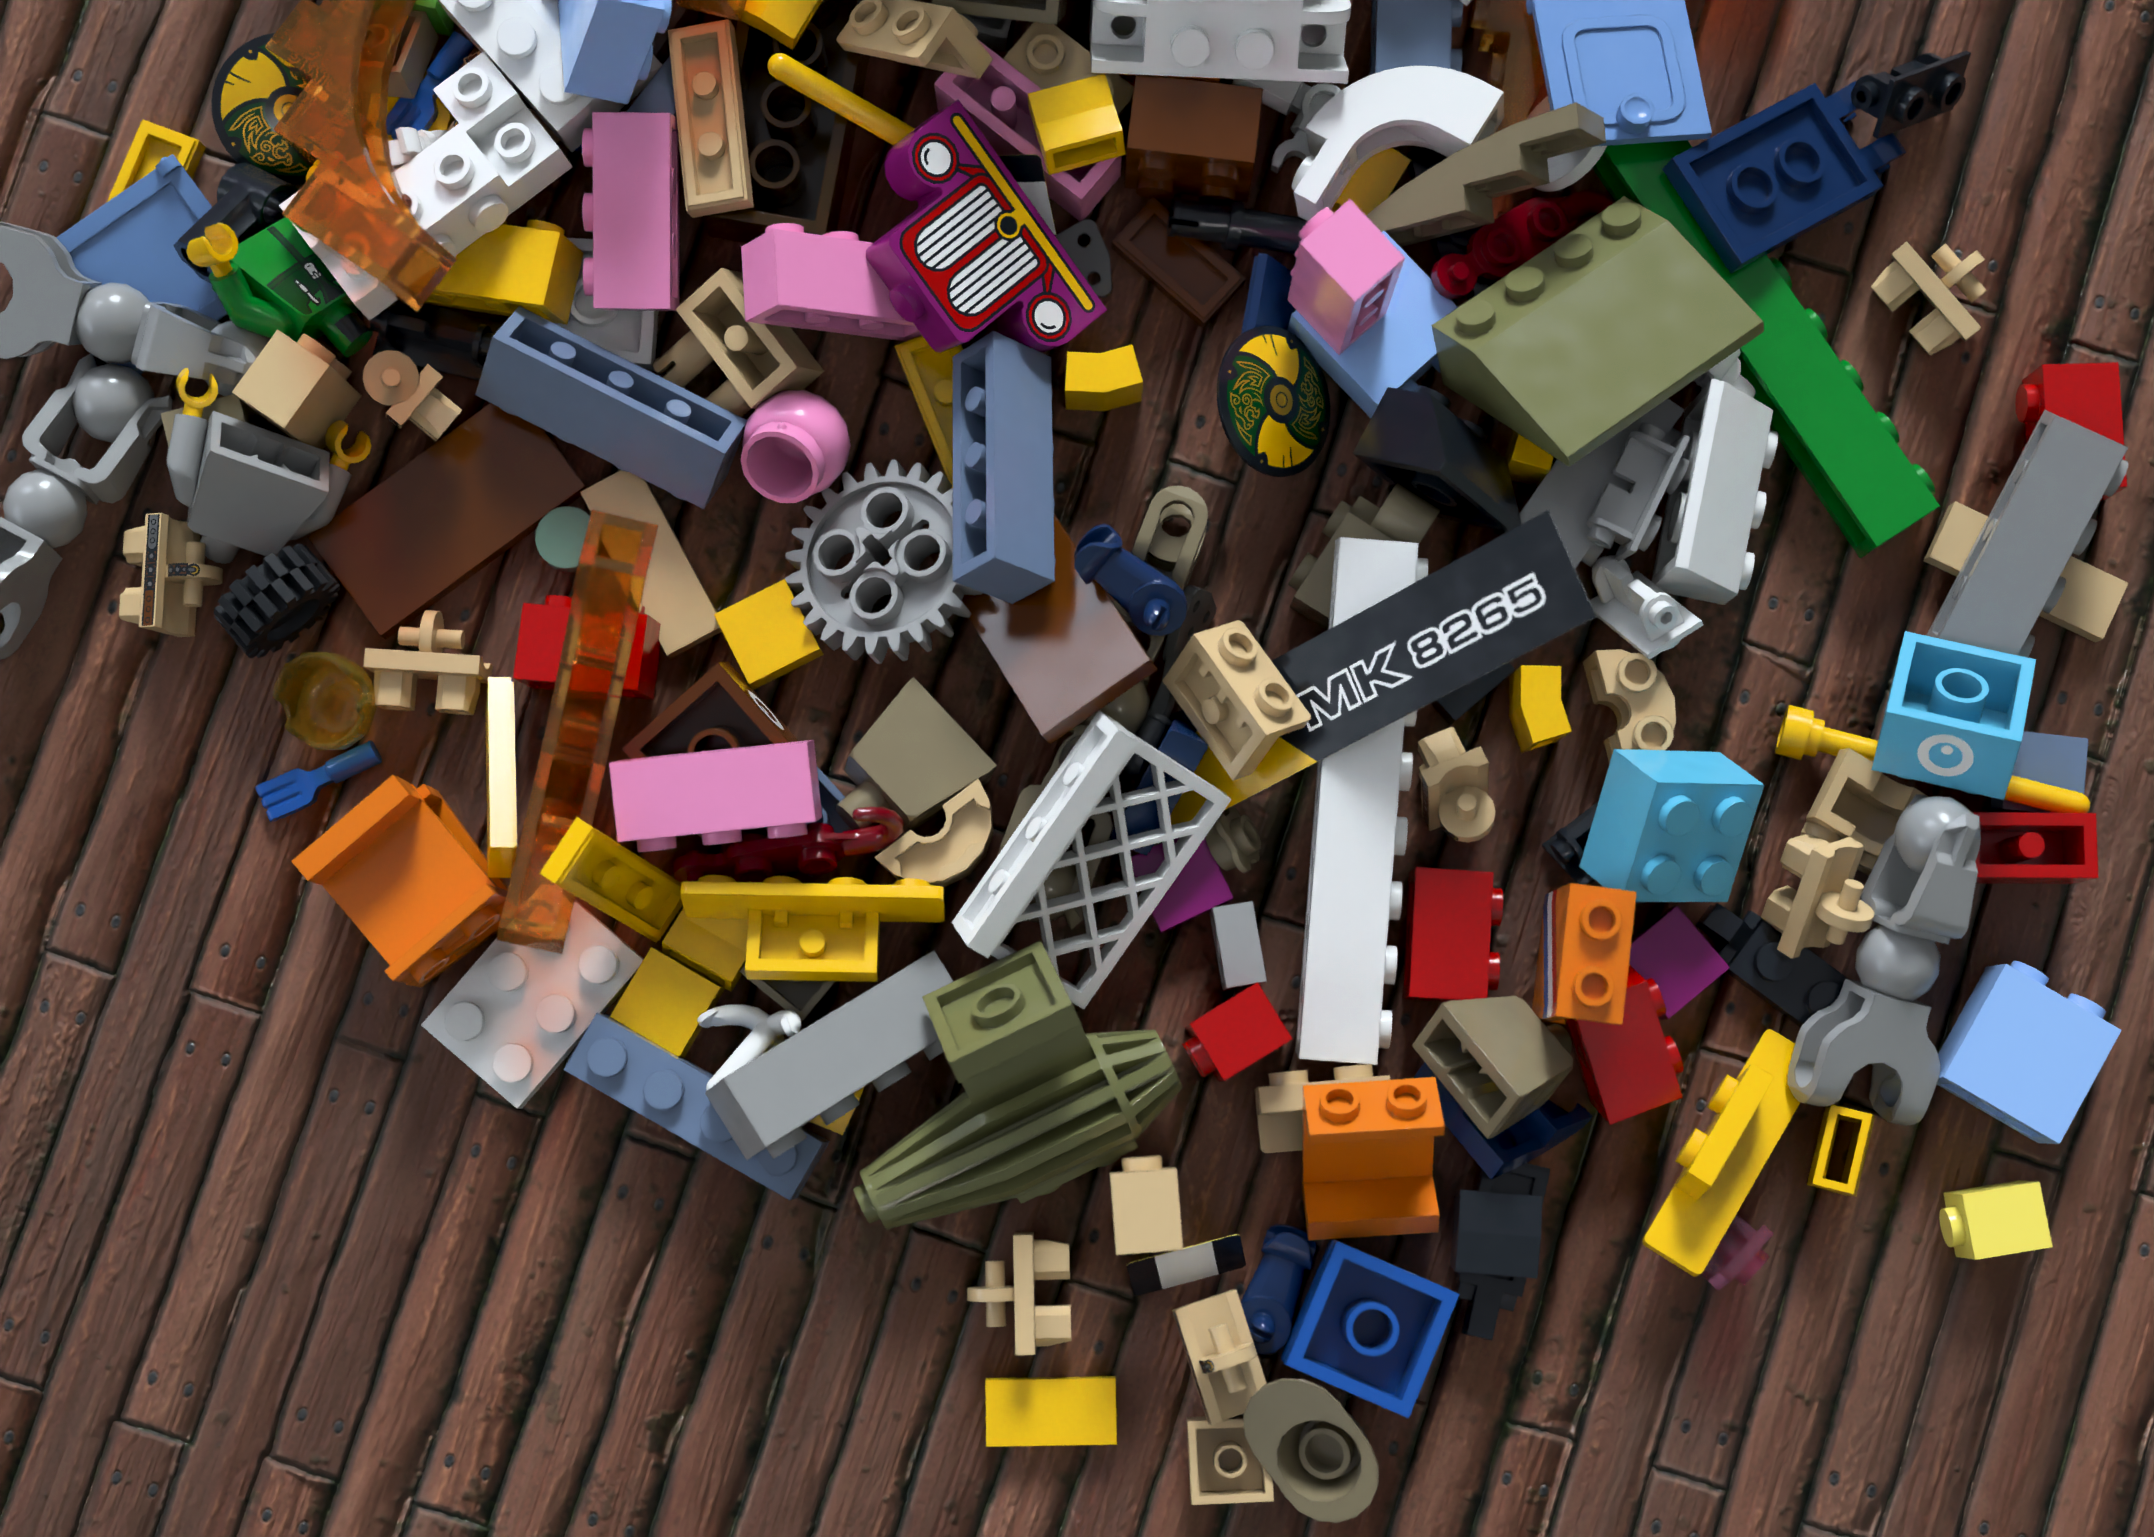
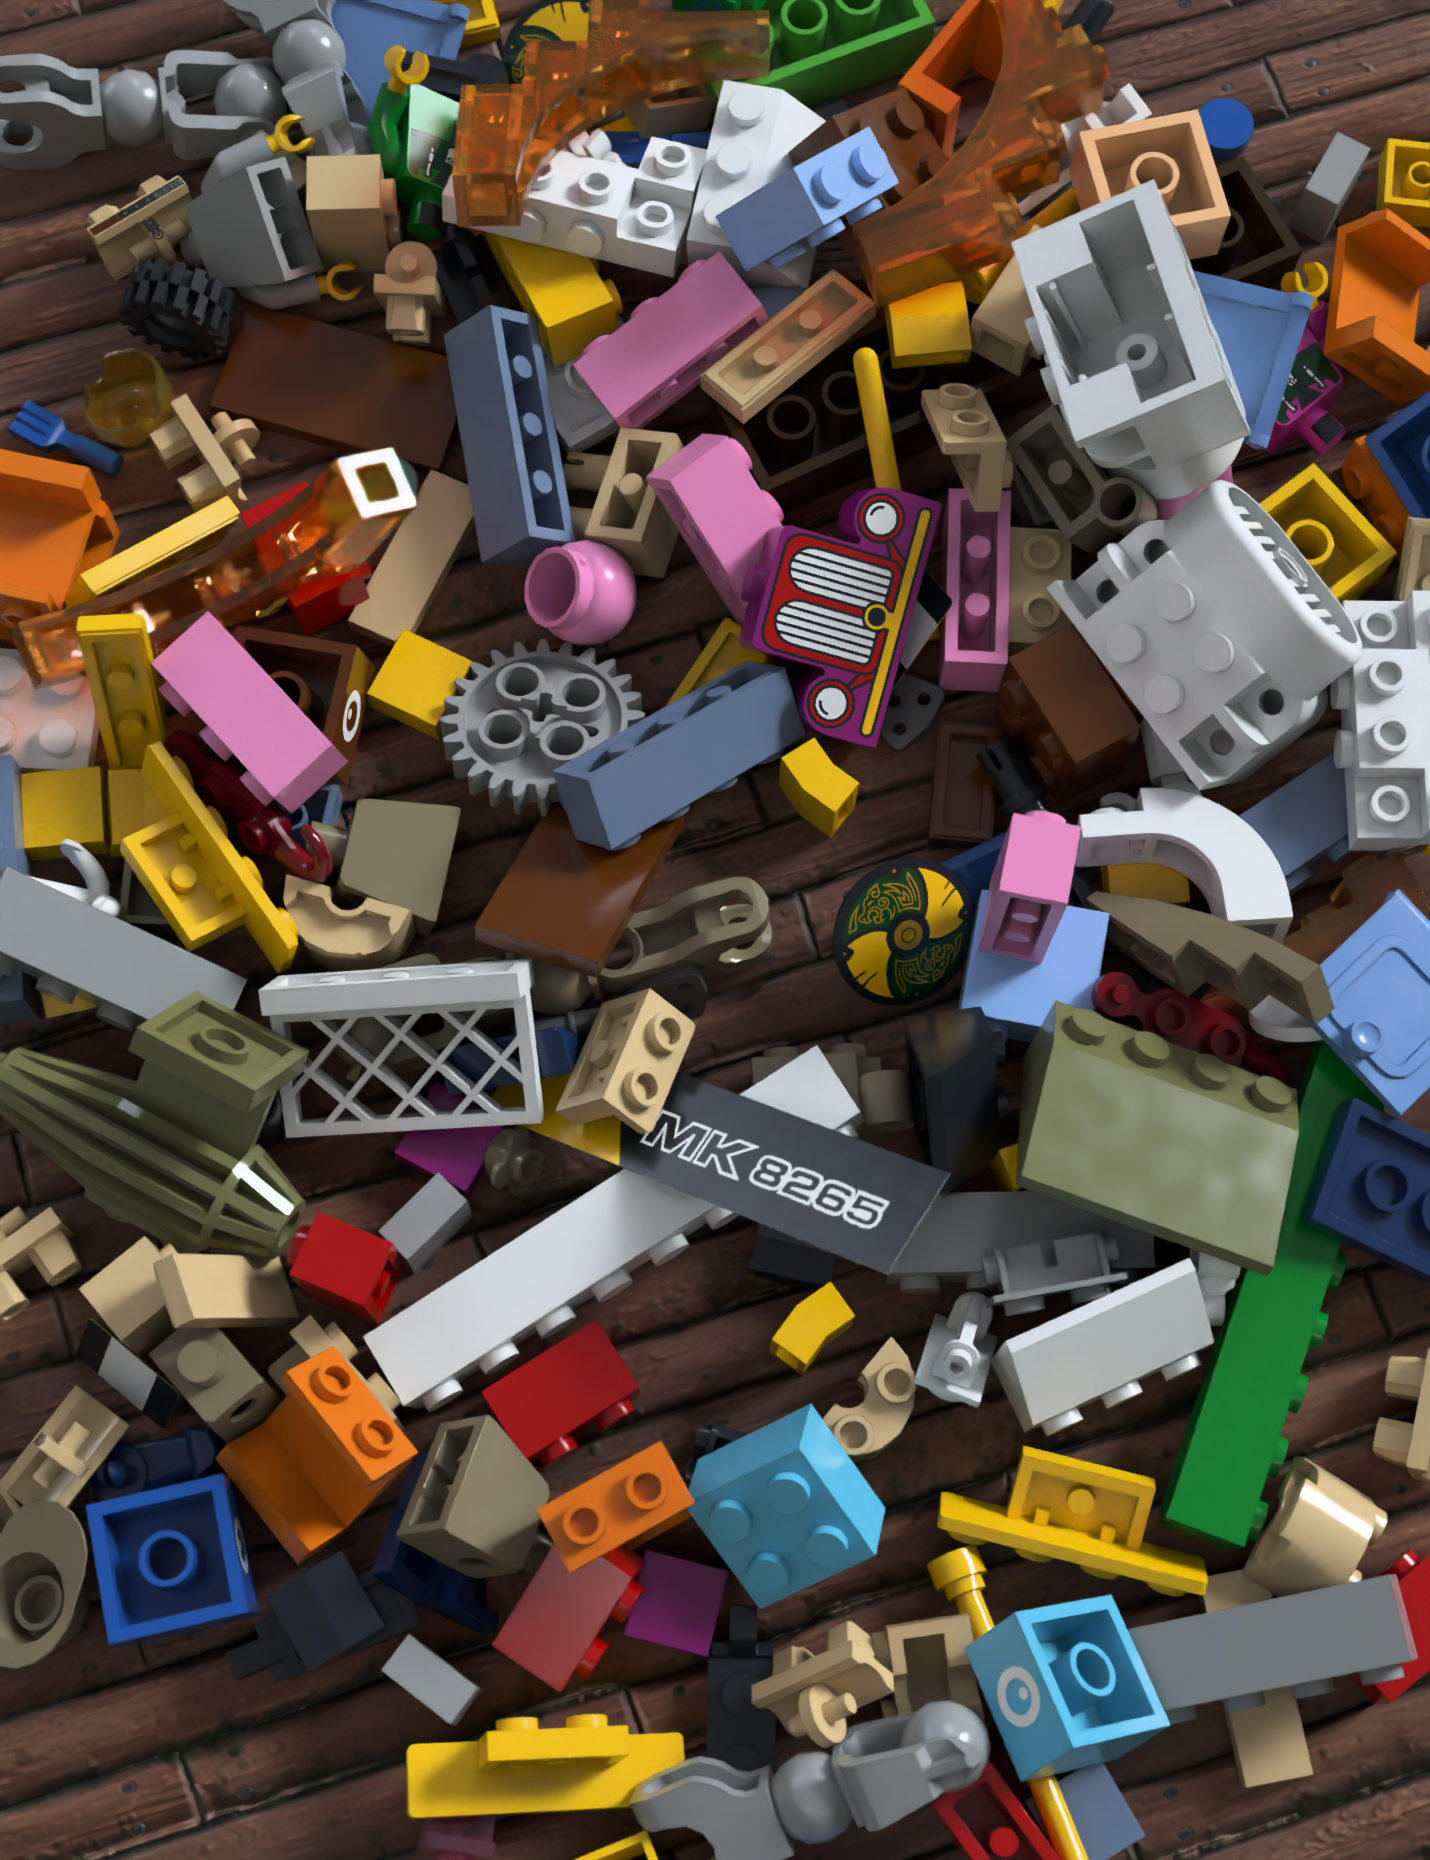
camera: 50 degrees right, 10 degrees down
(1076, 124) = (998, 609): yellow piece -> none
(1147, 595) = (655, 932): dark blue piece -> none
(1194, 1142) = (225, 1291): none -> tan tile
(1240, 1196) = (216, 1380): none -> dark tan torso
(1455, 787) = (688, 1303): tan hips -> none
(1600, 1188) = (432, 1680): none -> light grey piece
(1824, 613) = (1078, 1516): none -> yellow bracket
(1964, 445) = (1314, 1534): none -> tan cylinder

